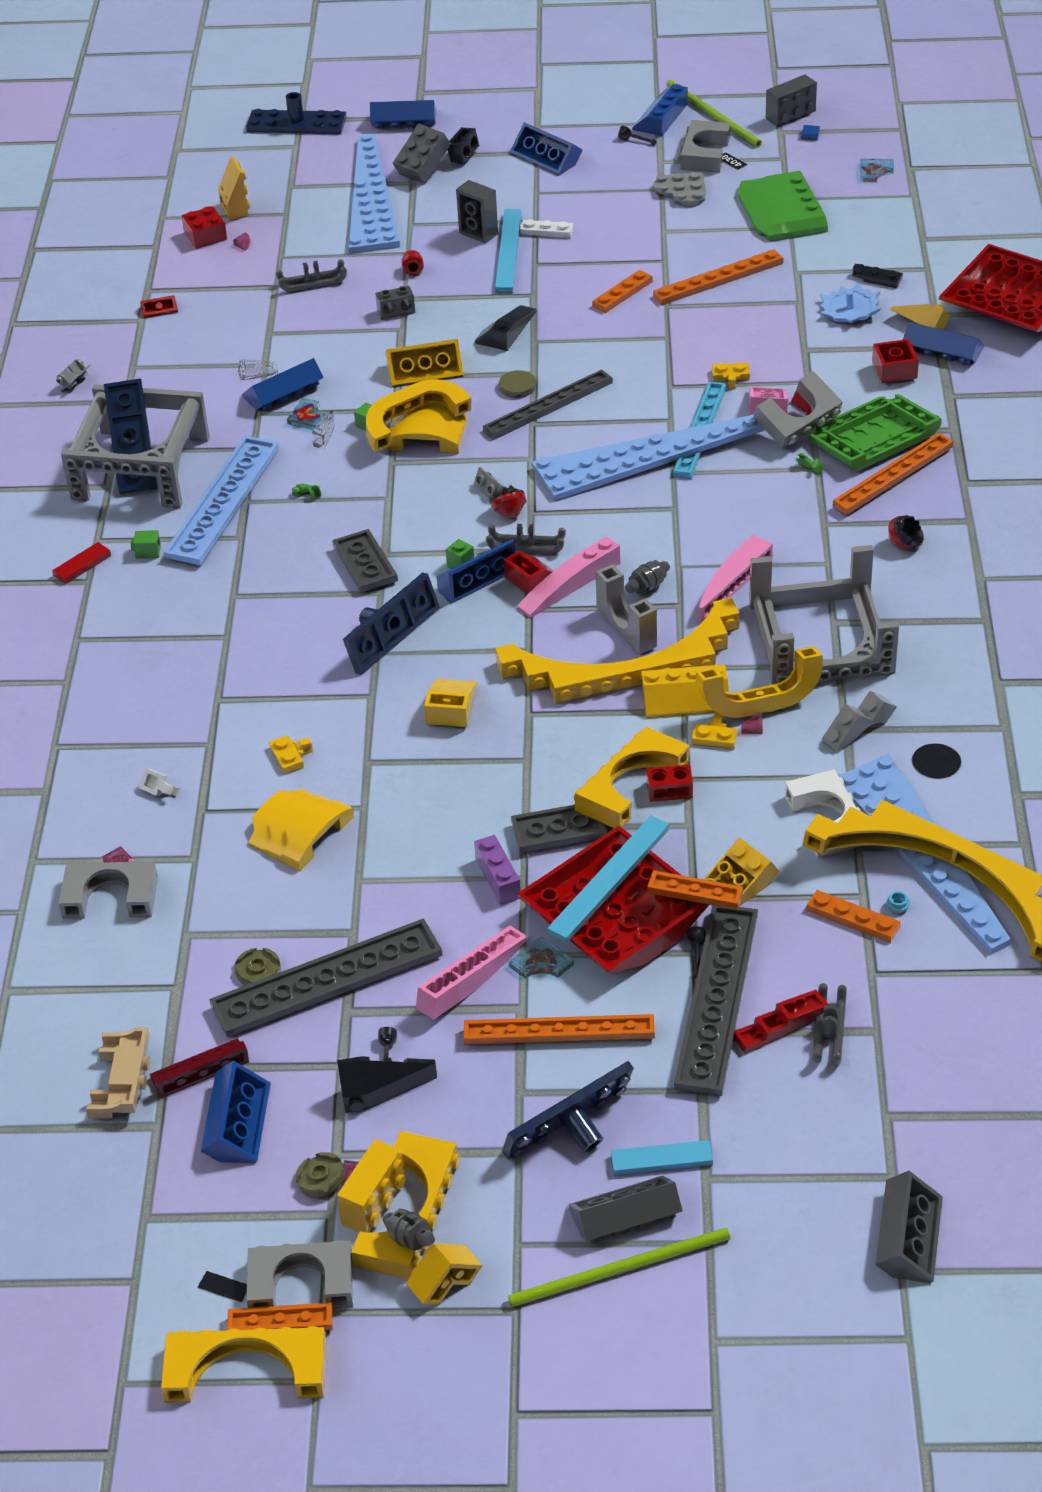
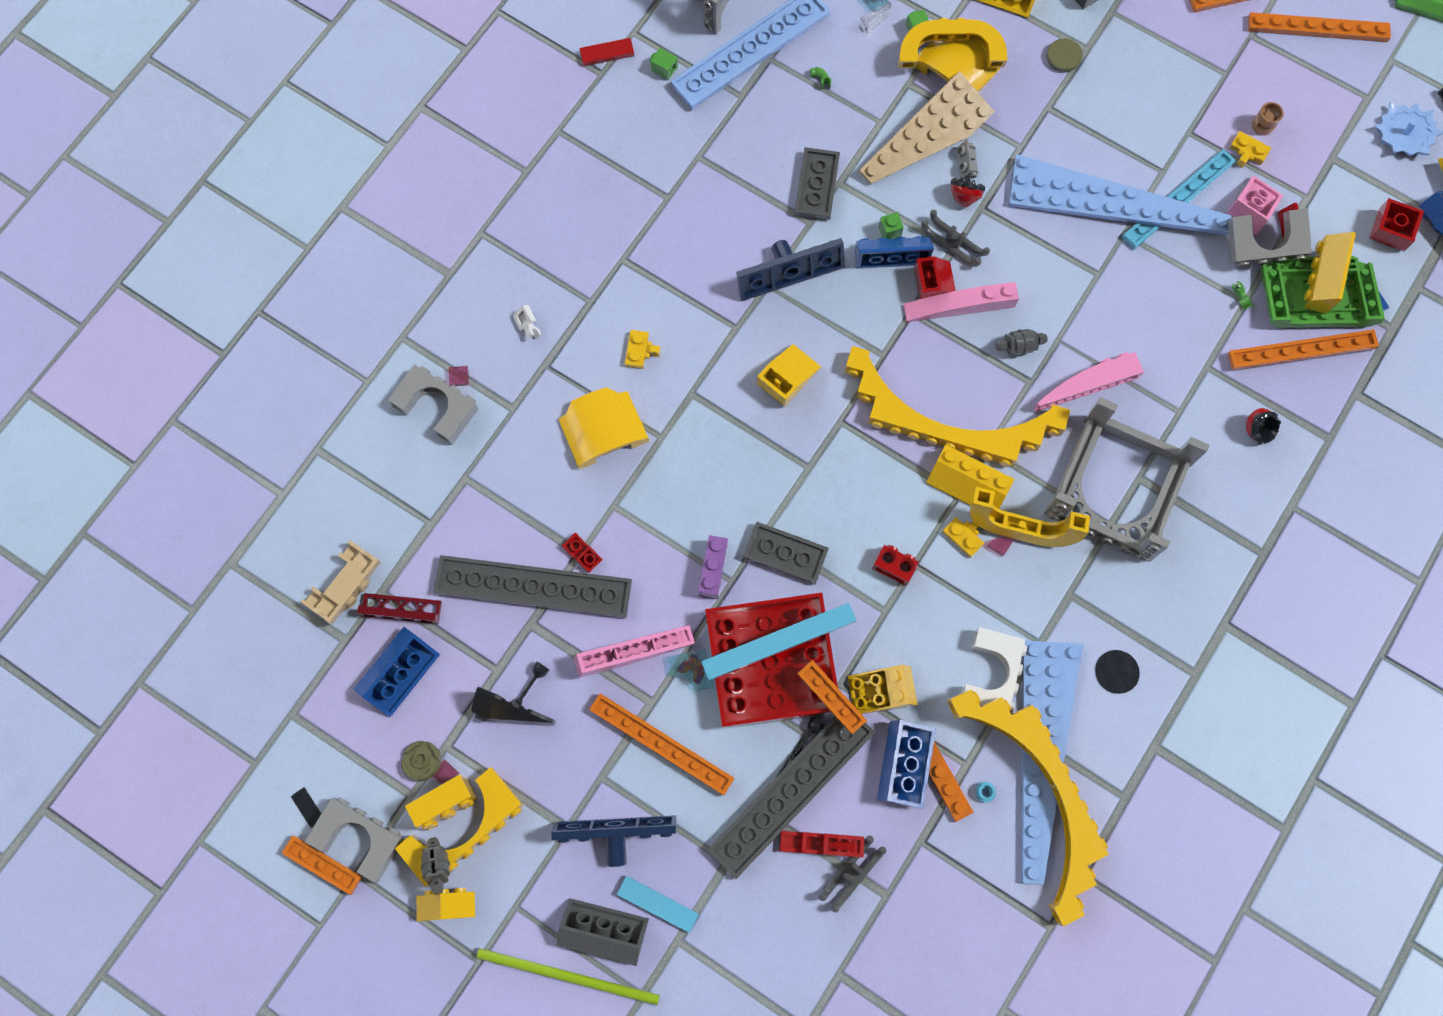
camera: 30 degrees right, 30 degrees up
(192, 1353) = (318, 901): yellow arch -> none
(256, 965) = (493, 543): olive tile -> none
(354, 929) = (581, 552): none -> red slope
(445, 470) = (943, 121): none -> tan wing
(547, 404) = (1074, 94): dark grey tile -> none
(634, 622) = (975, 392): light grey arch -> none
(647, 749) = (901, 522): yellow arch -> none
(728, 344) = (1267, 118): none -> medium nougat wheel
(806, 915) = (906, 764): none -> blue slope
(853, 721) = (1081, 598): light grey arch -> none
(868, 407) = (1329, 271): none -> yellow slope

